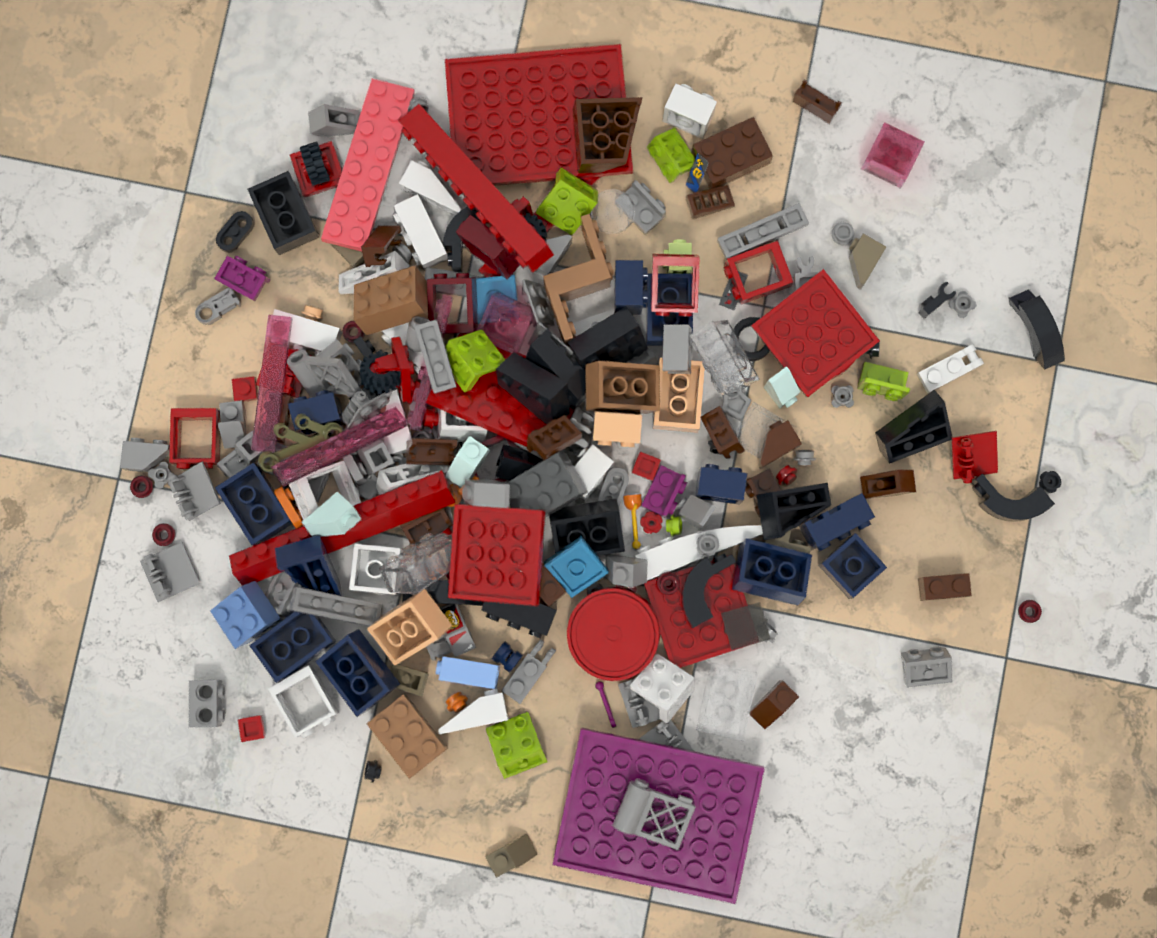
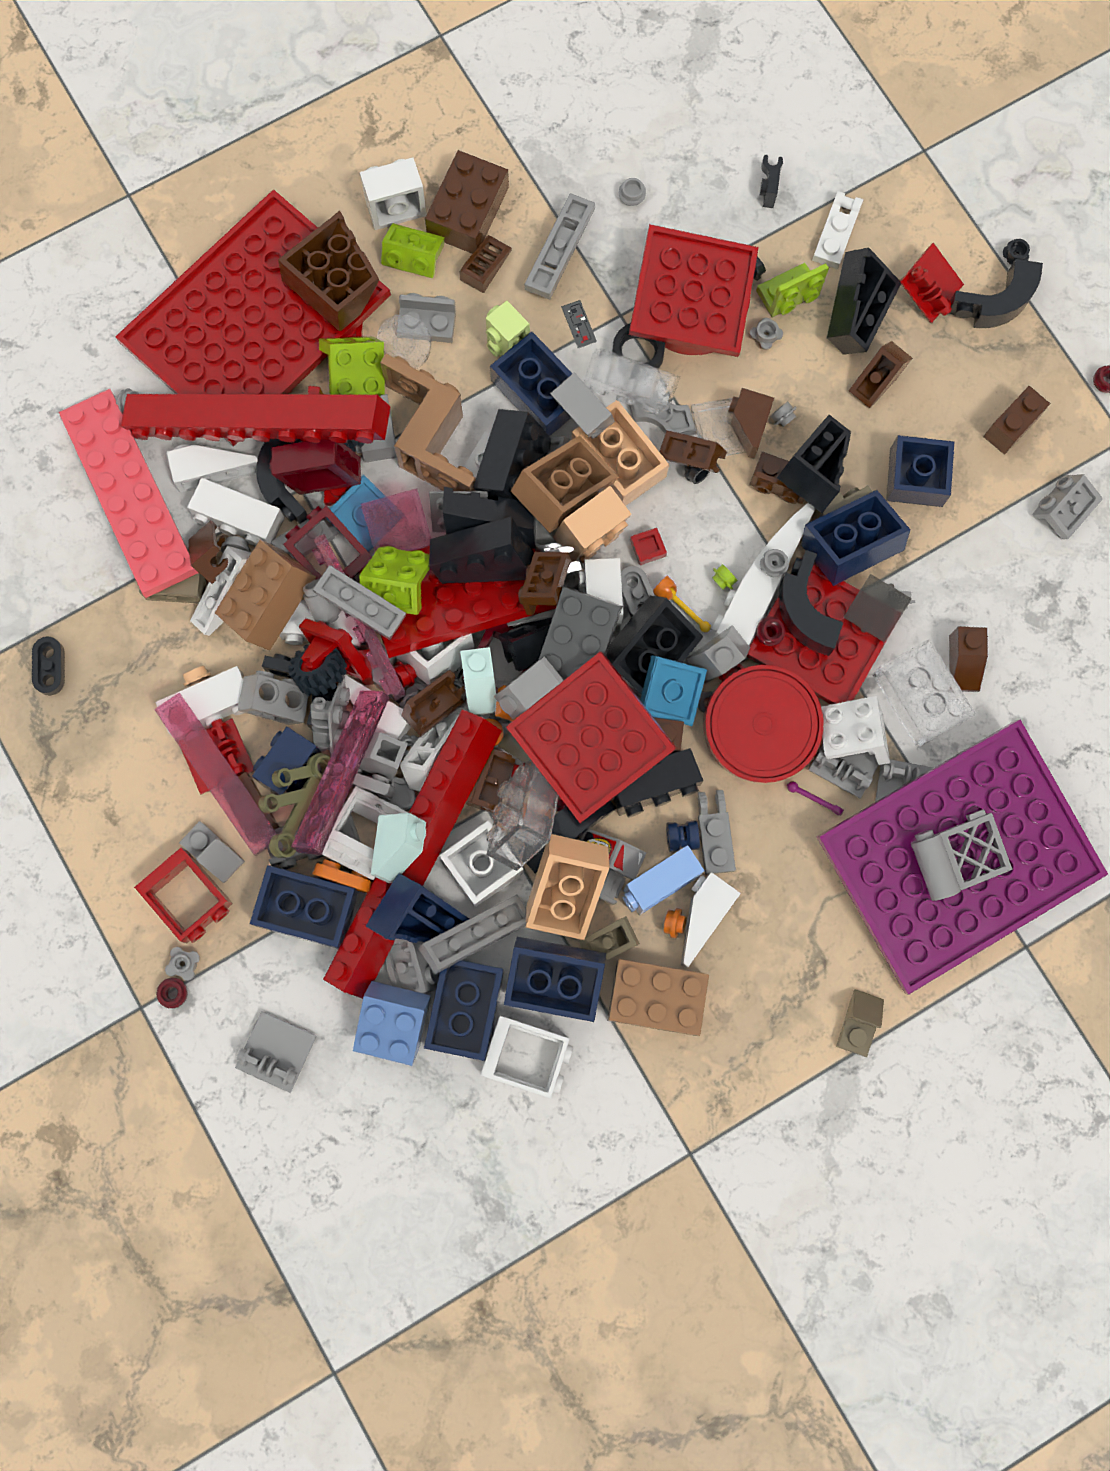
camera: 45 degrees left, 5 degrees down
(143, 456) = (146, 961): light grey slope -> none
(156, 534) = (227, 1020): dark red plate -> none
(194, 491) = (231, 948): light grey hinge -> none
(199, 703) = (423, 1154): light grey brick -> none
(219, 304) = (94, 748): light grey piece -> none
(240, 457) = (248, 875): light grey slope -> none
(242, 278) = (94, 702): magenta bracket -> none
(244, 389) = (193, 807): red plate -> none
(251, 728) = (497, 1131): red plate -> none
(283, 213) = (82, 605): black brick -> none
(316, 168) = (77, 537): red plate -> none
(316, 379) = (253, 733): light grey piece -> none
(333, 120) = (55, 481): light grey slope -> none
(346, 331) = (247, 655): dark red plate -> none
(372, 771) = (654, 1063): black plate -> none
(515, 745) = (768, 912): lime bracket -> none
(534, 296) = (401, 480): light grey hinge -> none
(629, 283) = (482, 391): dark blue brick -> none
(651, 516) = (697, 600): red plate -> none
(664, 491) = (687, 555): magenta bracket -> none
(684, 309) = (546, 333): window -> none
(695, 511) = (734, 544): light grey slope -> none
(697, 173) = (451, 244): sticker -> none
(721, 485) = (735, 499): dark blue brick -> none
(779, 265) = (600, 264): red window -> none
(782, 388) = (708, 367): light aqua slope -> none
(786, 475) = (784, 444): red plate -> none
(805, 273) = (634, 248): light grey plate -> none
(816, 102) = (502, 99): reddish brown hinge -> none
(837, 522) = (869, 445): dark blue wedge -> none
(864, 258) = (672, 196): dark tan slope -> none
(892, 155) = (614, 85): clear pink brick -> none
(969, 303) = (795, 158): light grey plate -> none
(1041, 326) = (886, 121): black arch -> none

